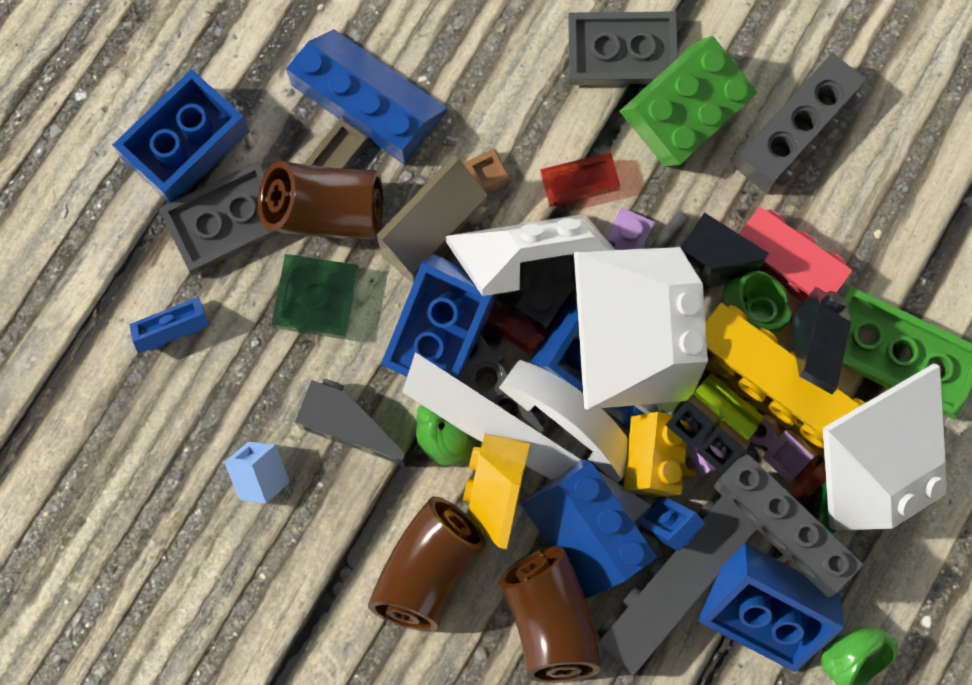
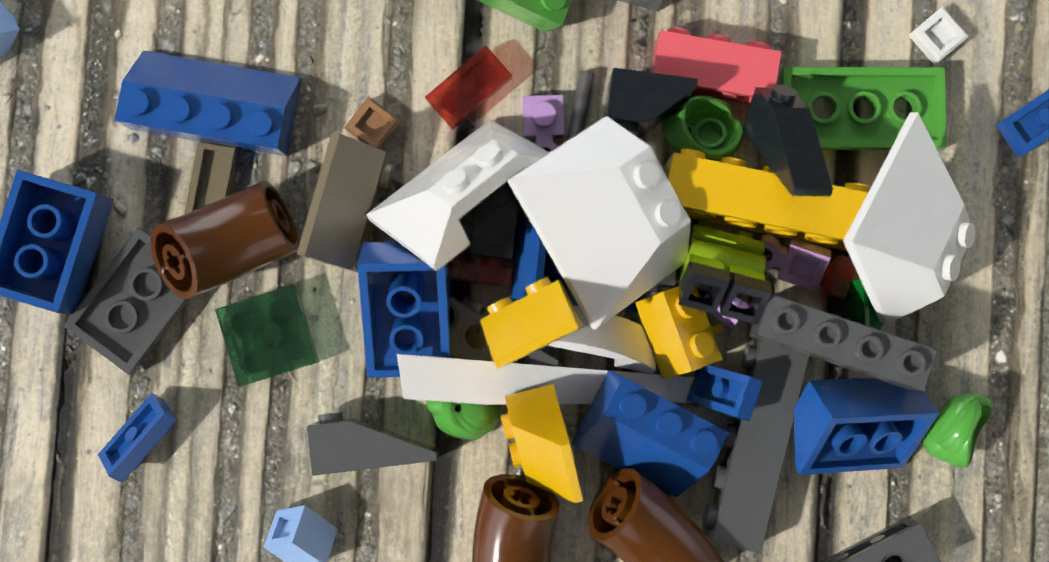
camera: 30 degrees left, 10 degrees up
(536, 378) = (529, 323): none -> yellow slope

